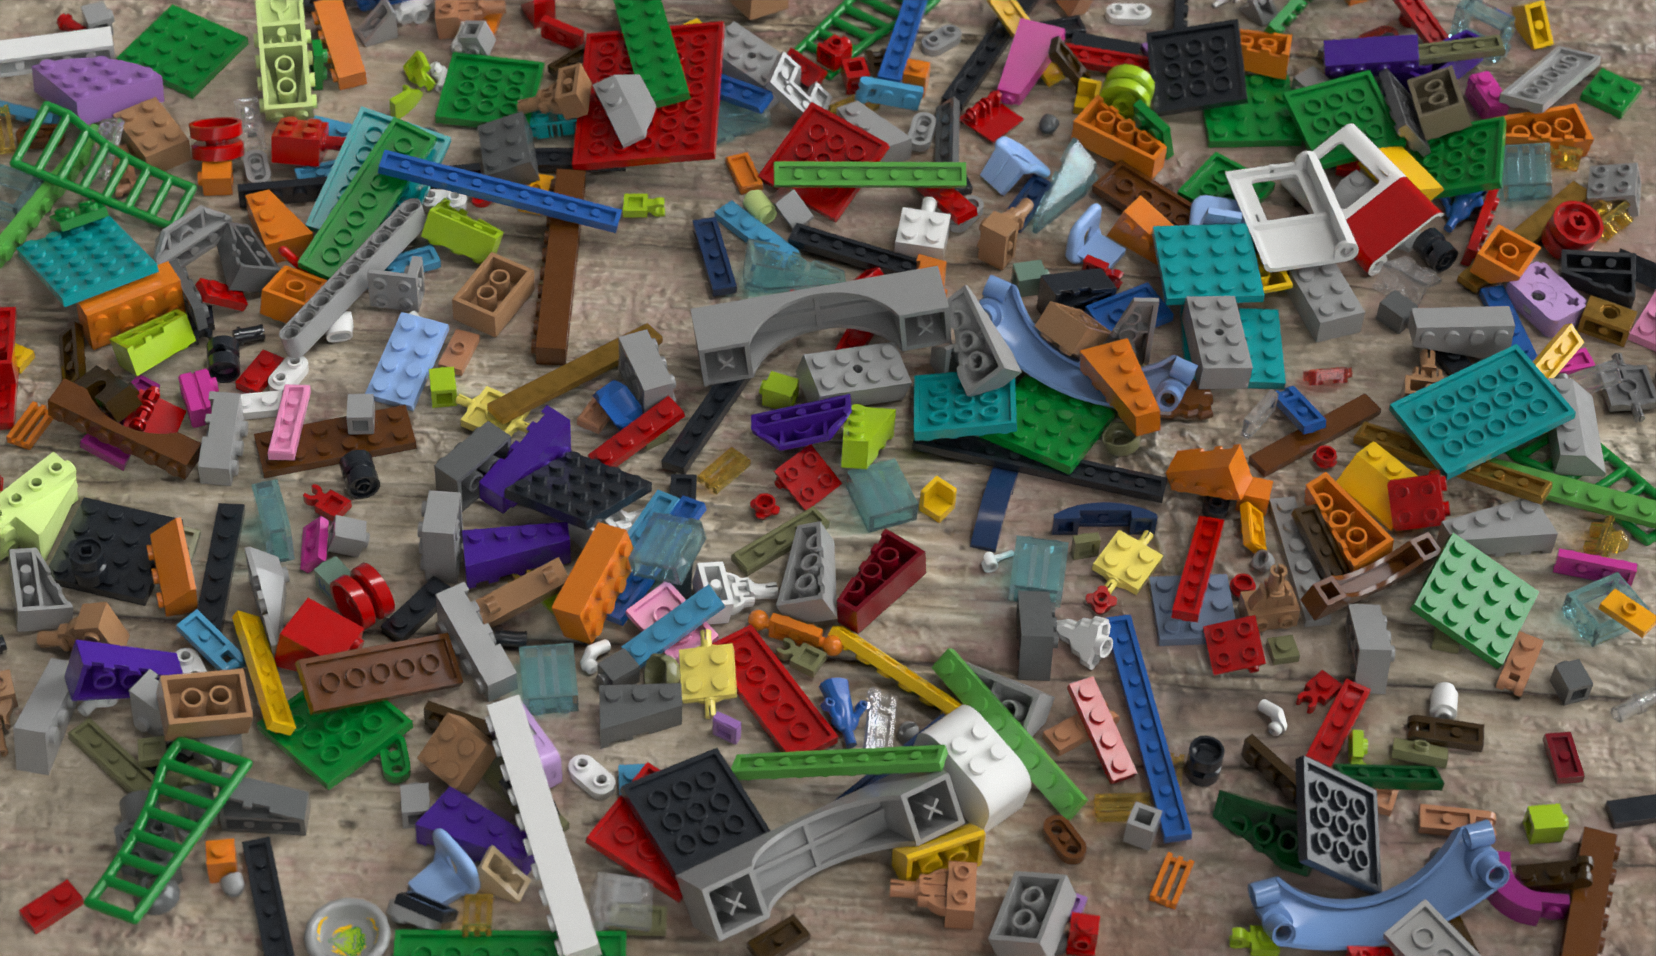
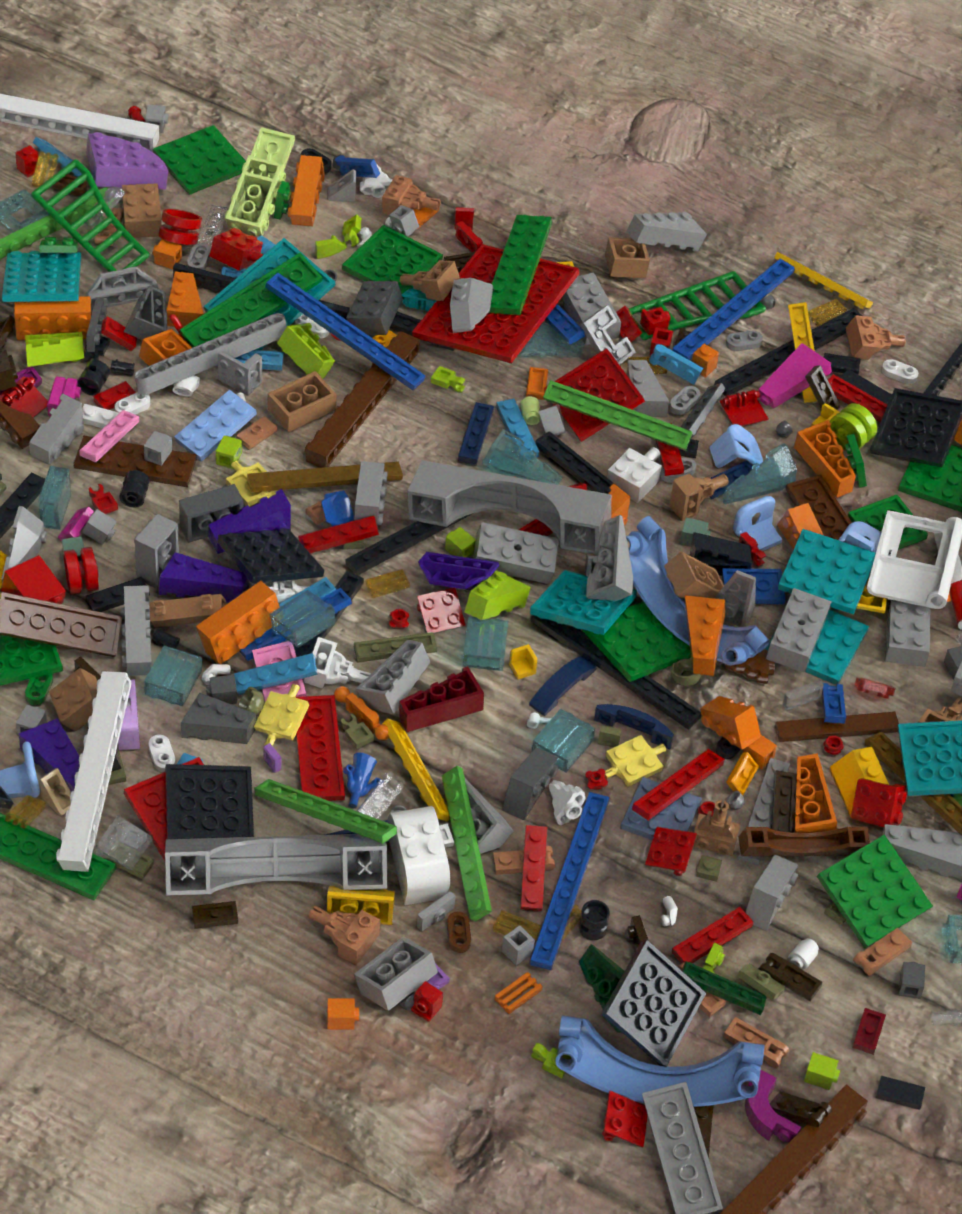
camera: 25 degrees right, 0 degrees up
(1026, 827) = (436, 911): none -> light grey plate
(1320, 689) = (716, 907): red plate -> none

